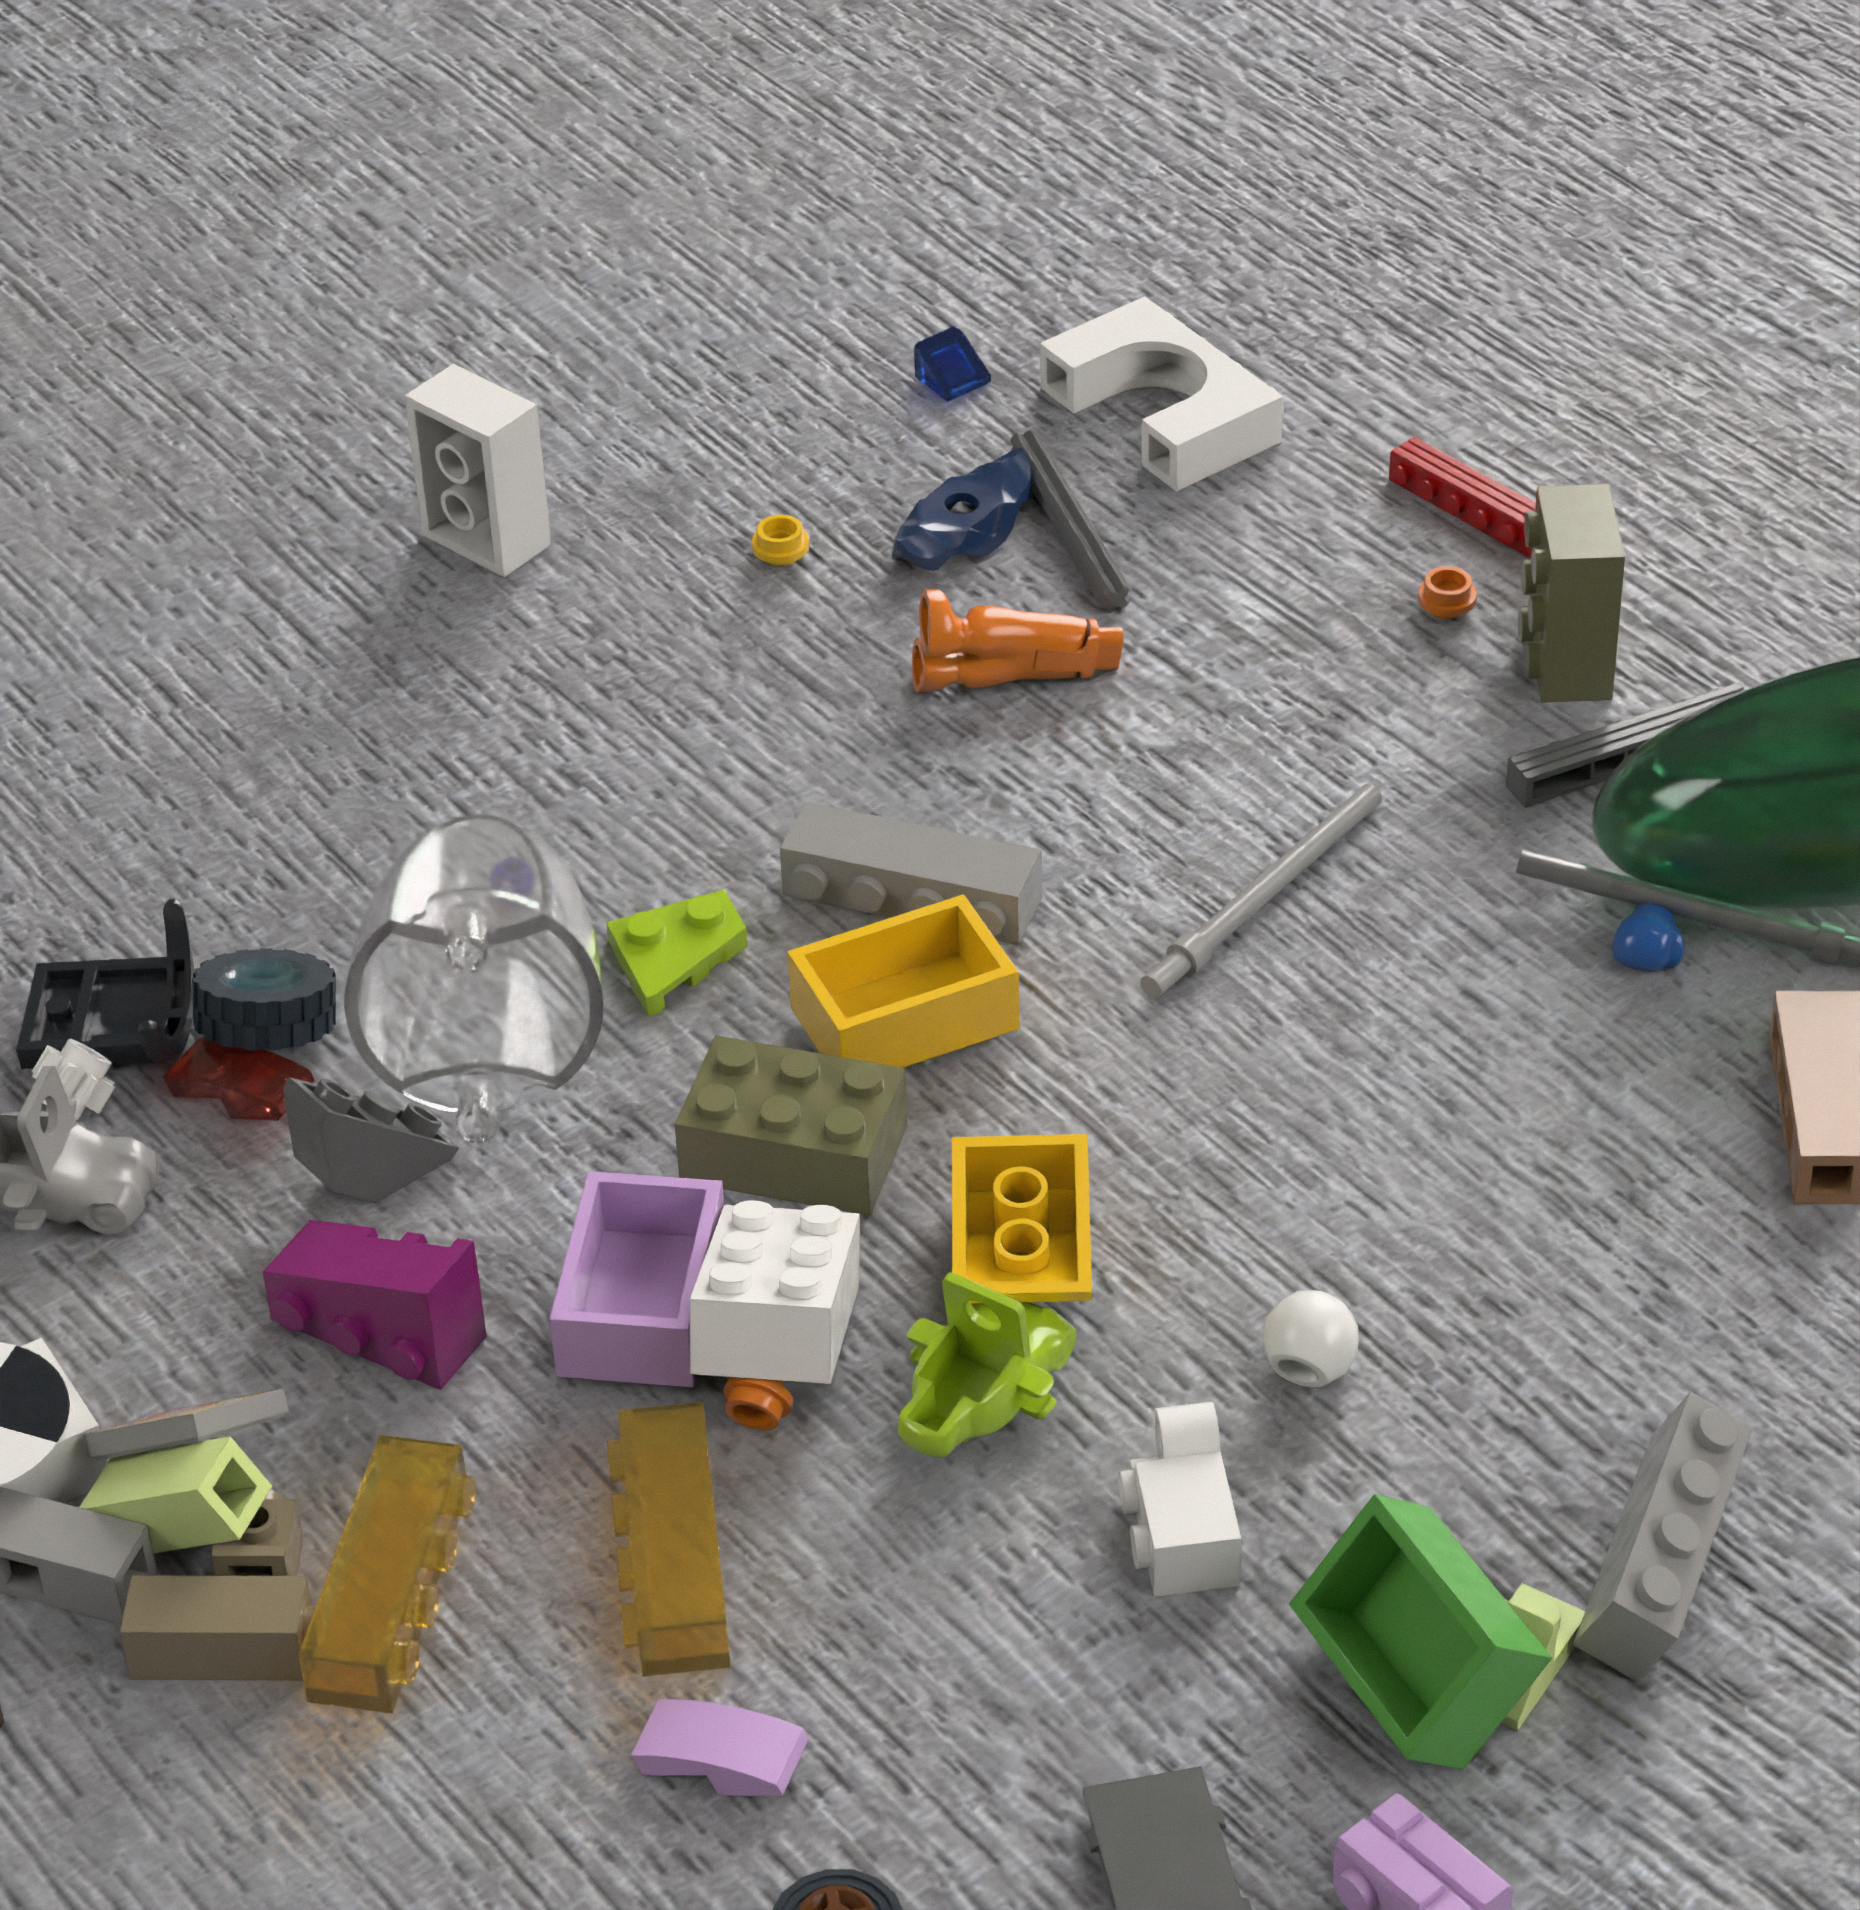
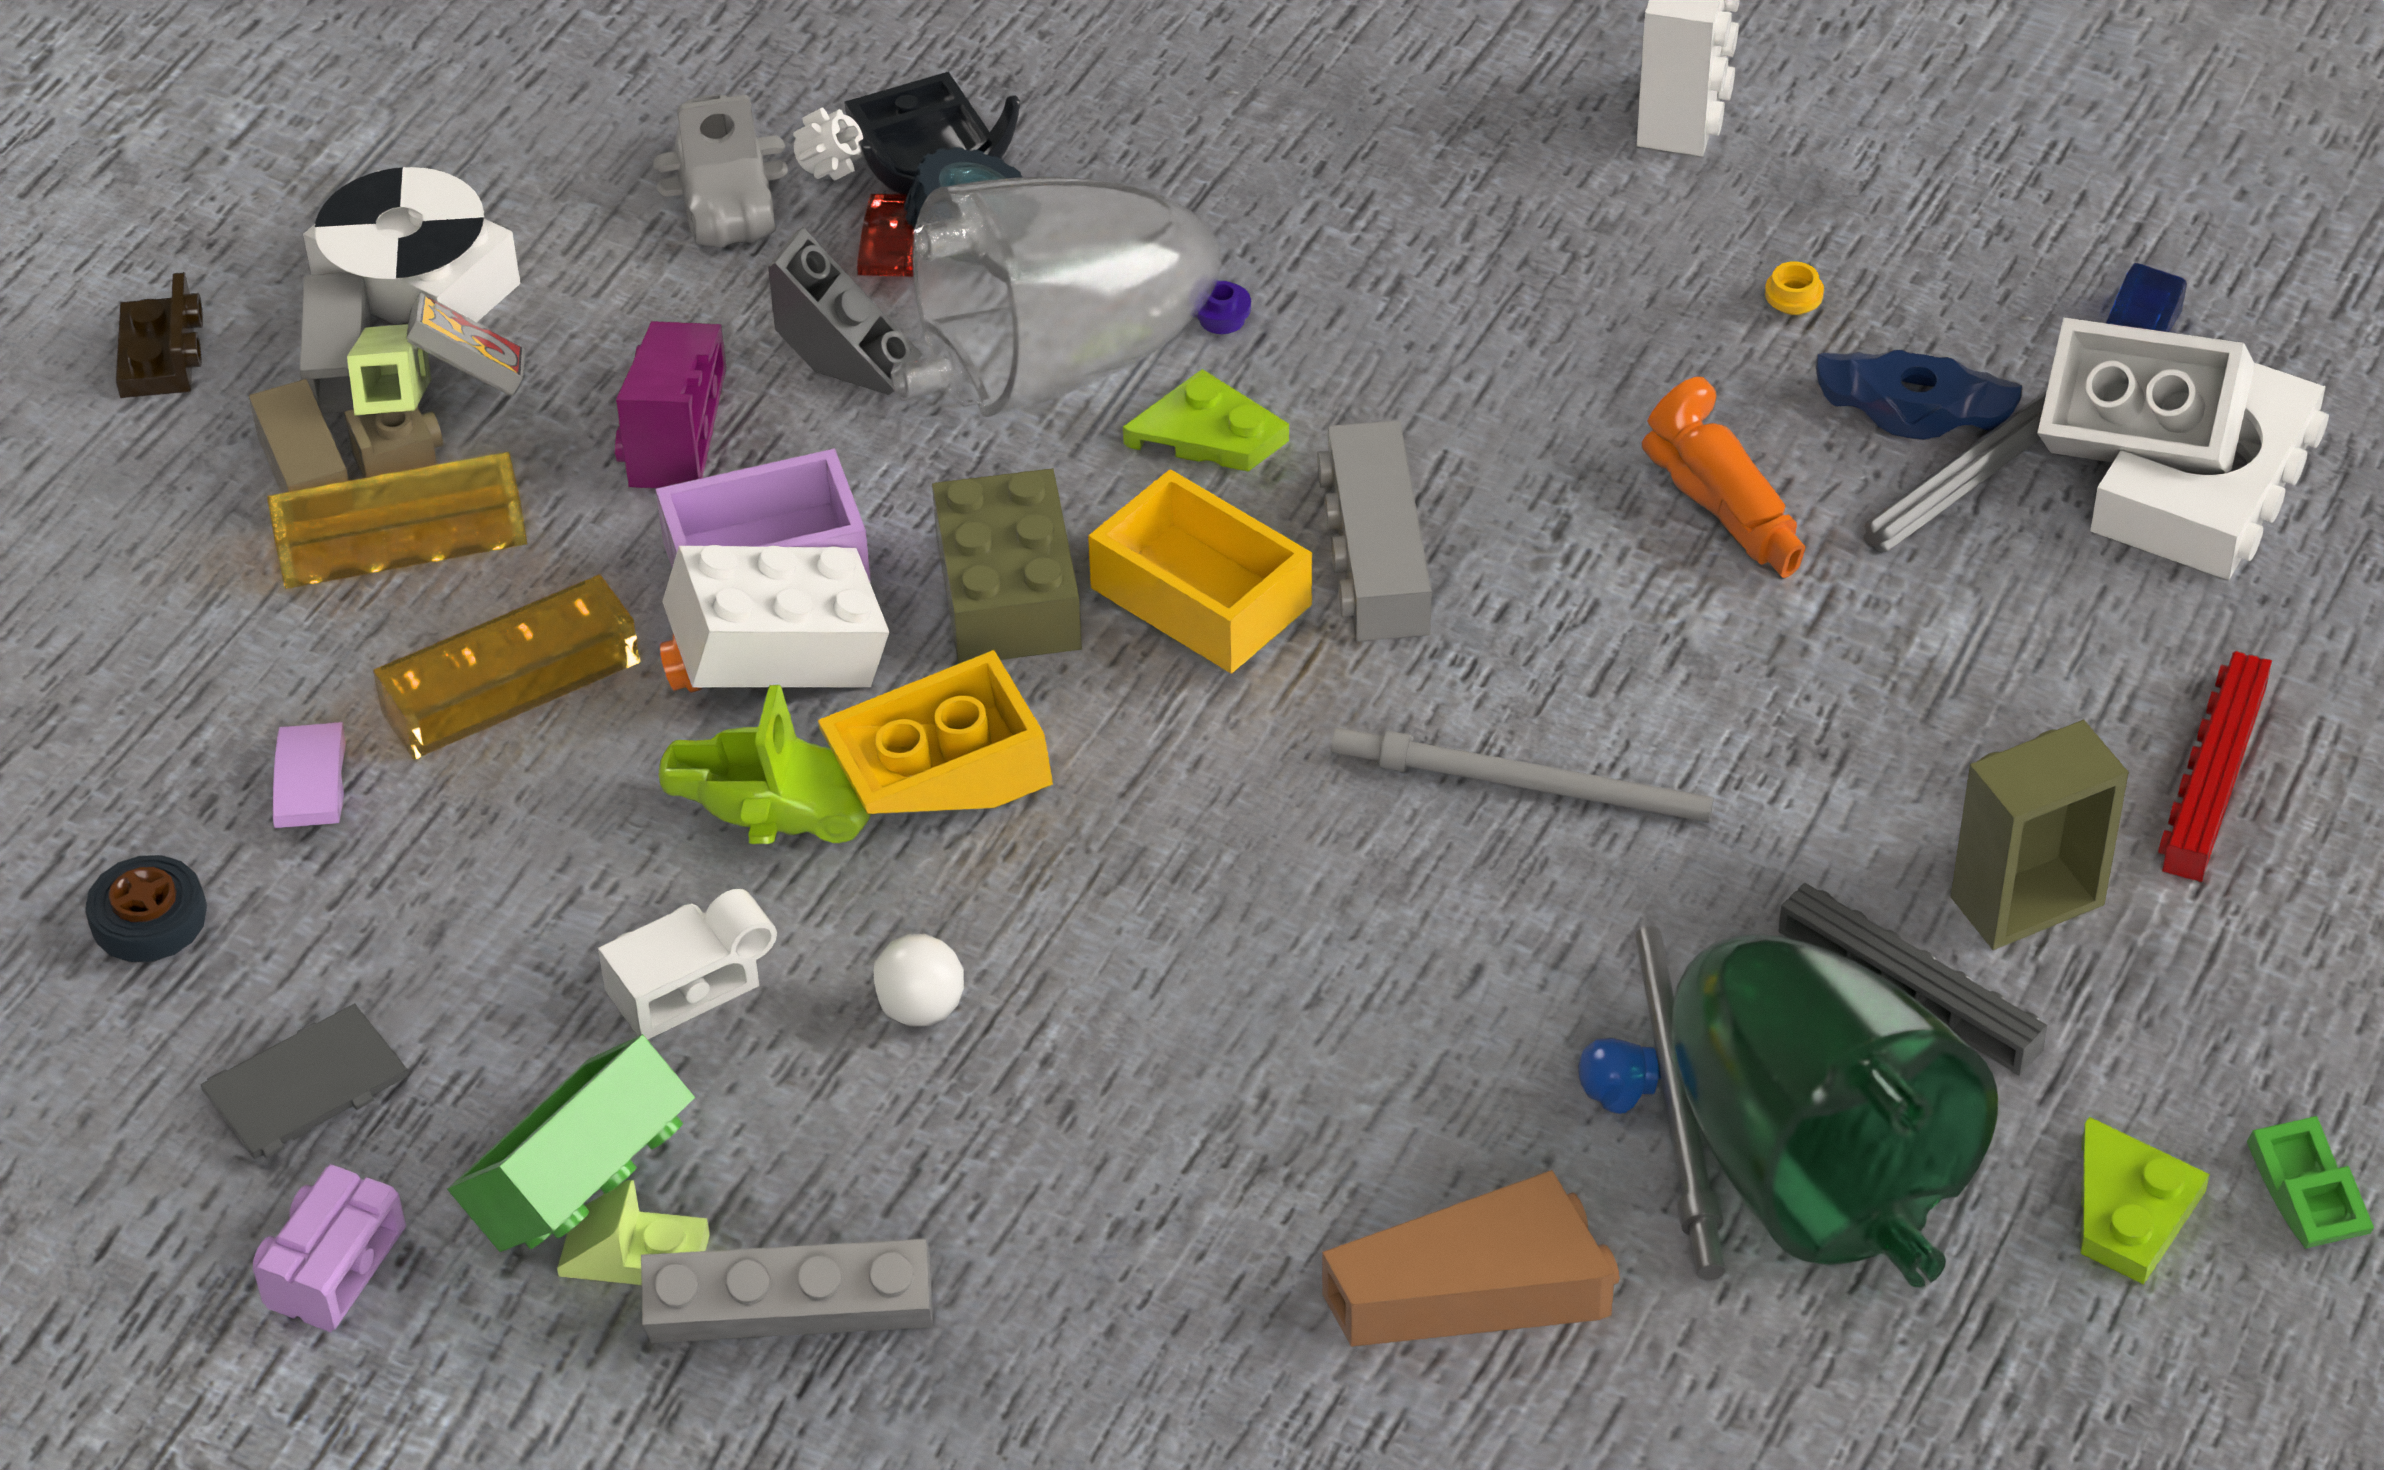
camera: 65 degrees right, 5 degrees up
(1105, 378) = (2146, 395): none -> white brick

